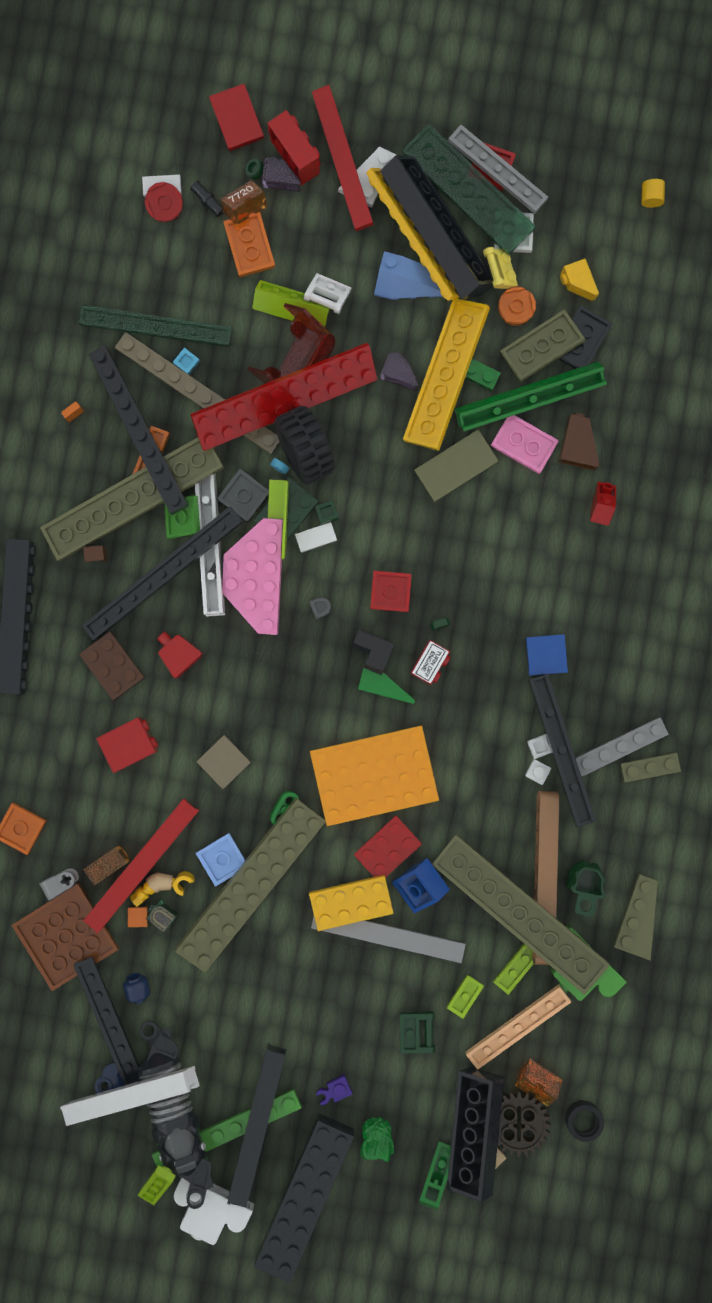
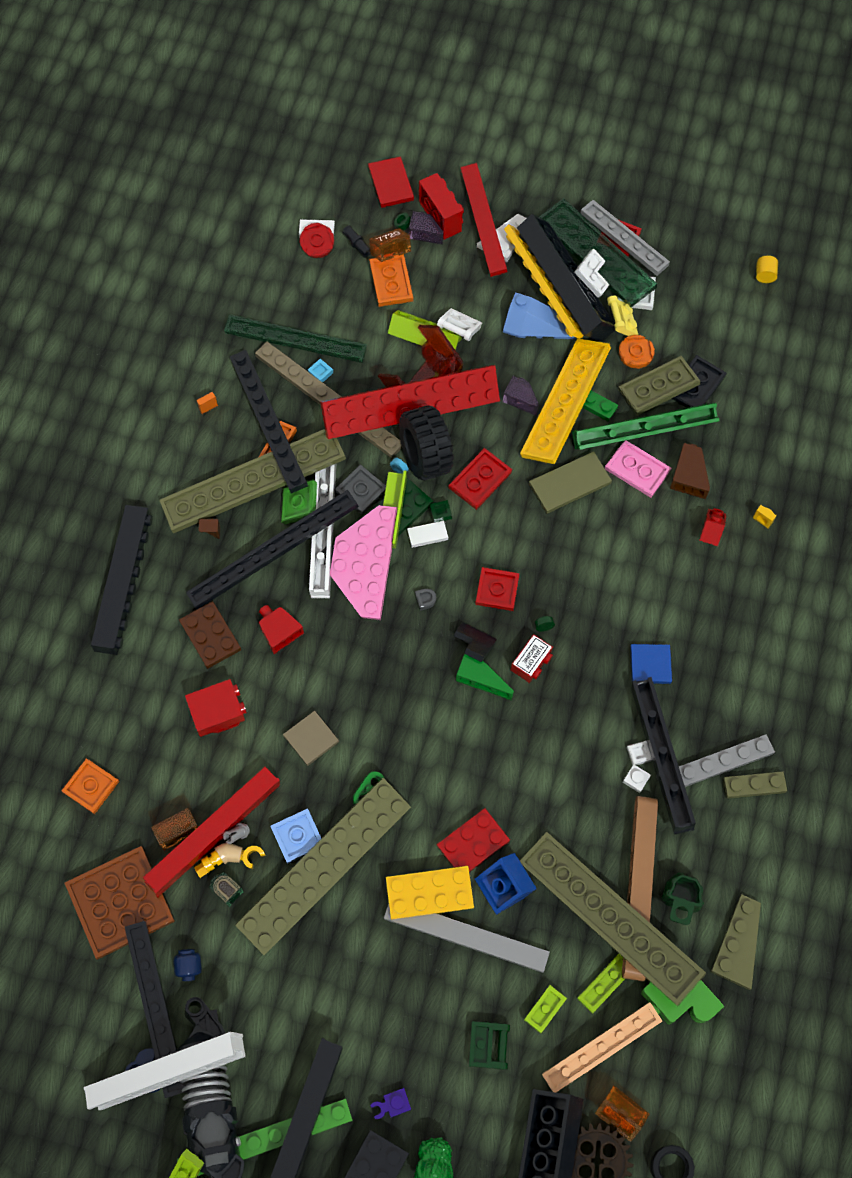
camera: 10 degrees right, 20 degrees down
(58, 884) = (120, 844): light grey piece -> none
(137, 916) = (199, 889): orange tile -> none
(168, 860) = (240, 831): none -> light grey pin
(364, 470) = (480, 478): none -> red tile
(374, 775) = (465, 767): light orange plate -> none
(461, 220) = (588, 273): none -> white tile
(579, 280) = (696, 333): yellow slope -> none
(655, 486) = (764, 516): none -> yellow plate

